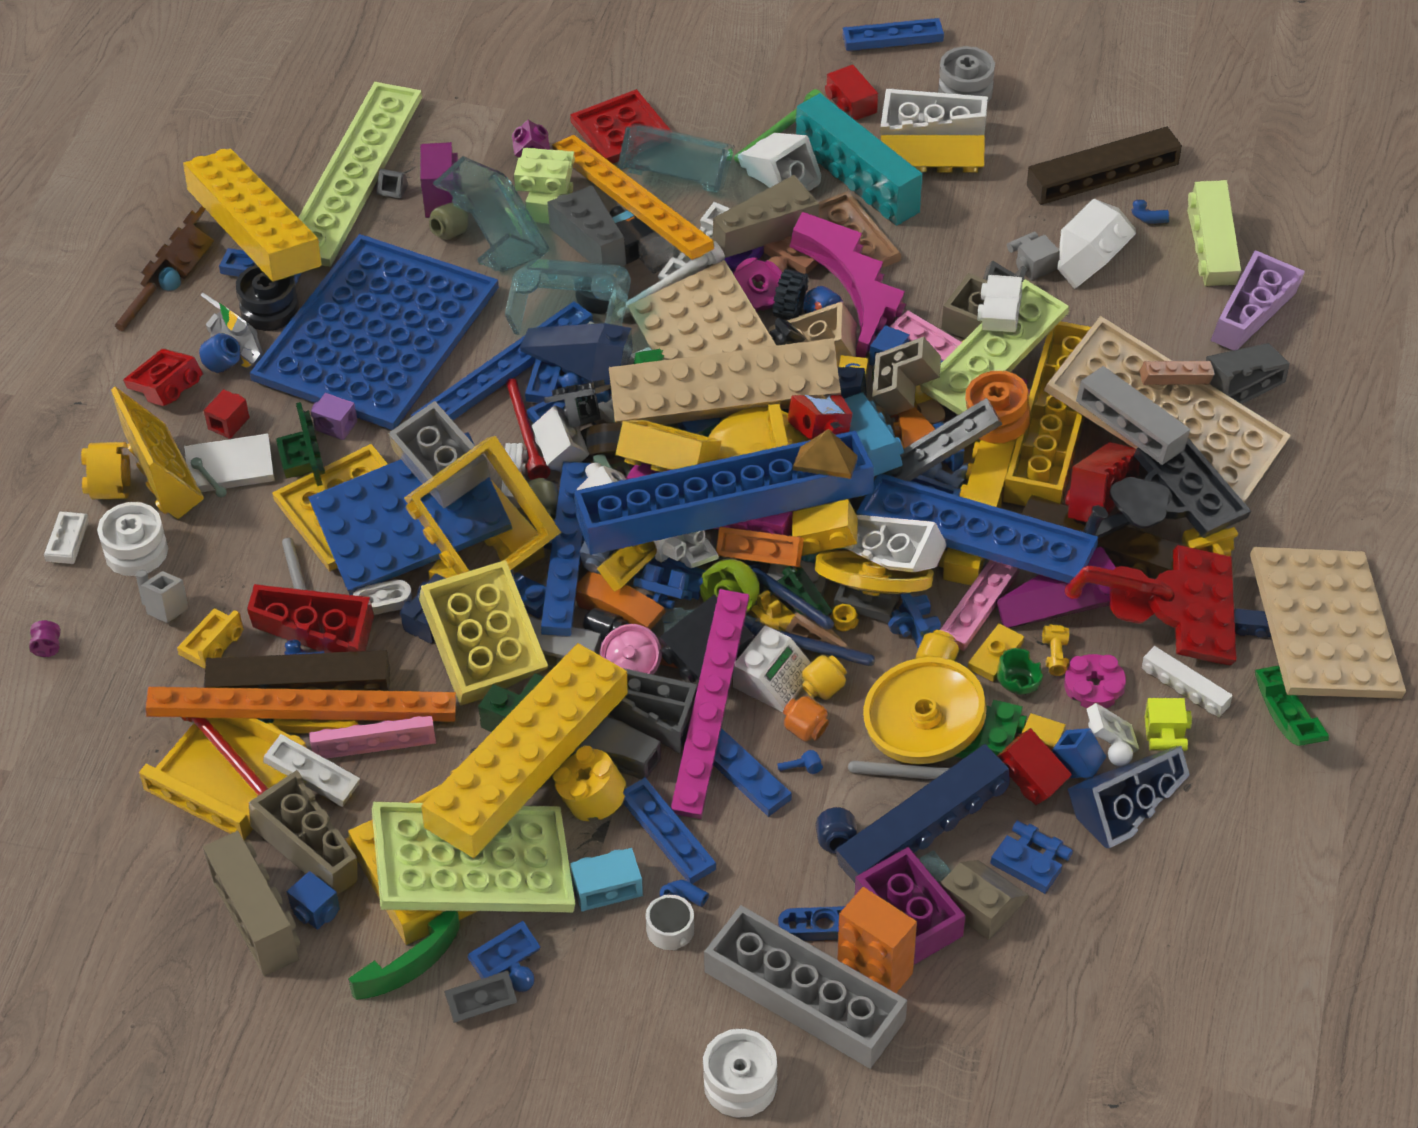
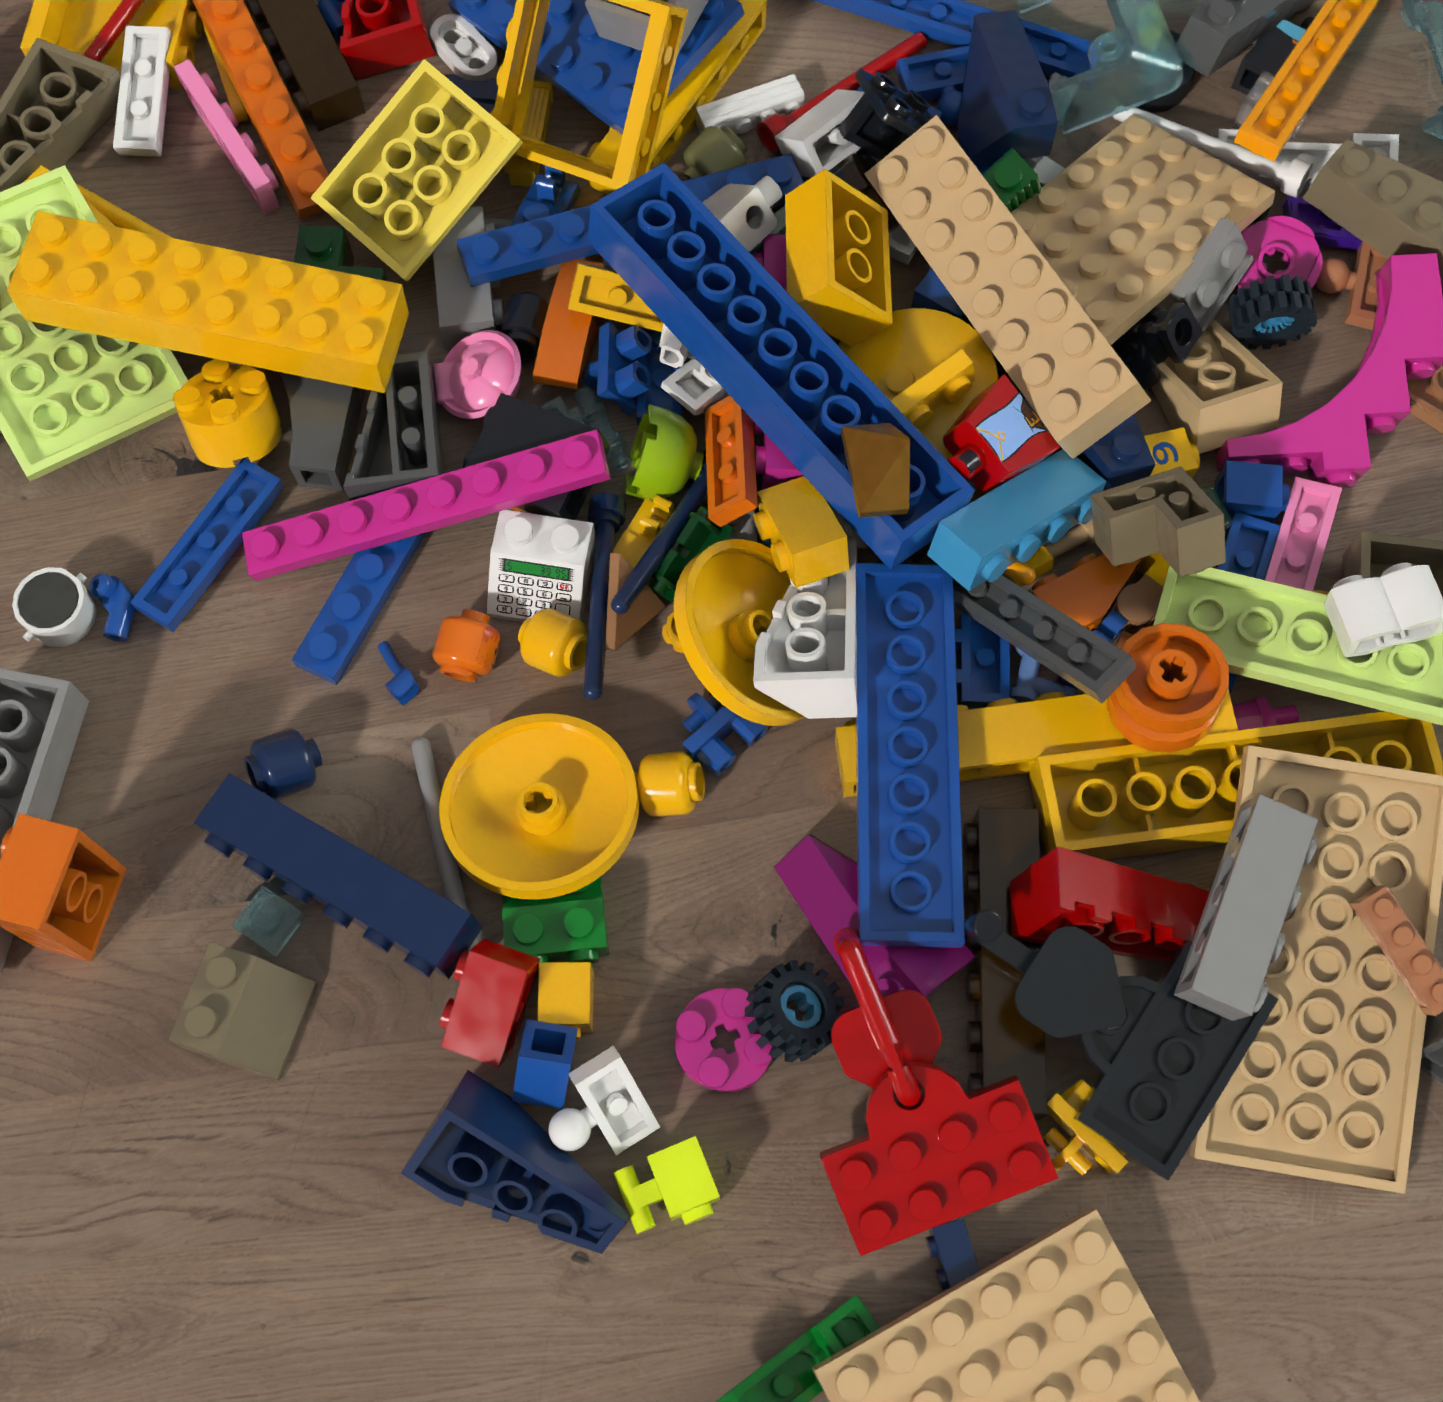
camera: 65 degrees right, 20 degrees up
(606, 879) = (97, 500): medium azure brick -> none
(753, 296) = (1214, 272): none -> light grey plate
(815, 933) = (108, 798): blue beam -> none
(819, 298) = (1292, 361): blue head -> none
(914, 891) = (168, 912): magenta brick -> none
(979, 602) = (780, 807): bright pink plate -> none
(988, 655) = (718, 870): yellow plate -> none
(1018, 672) = (679, 918): green hair -> none
(1028, 864) = (334, 1054): blue plate -> none
(1056, 637) = (783, 947): yellow bar -> none
(1095, 637) = (779, 1024): none -> black bush
(1186, 681) = (781, 1187): white piece -> none

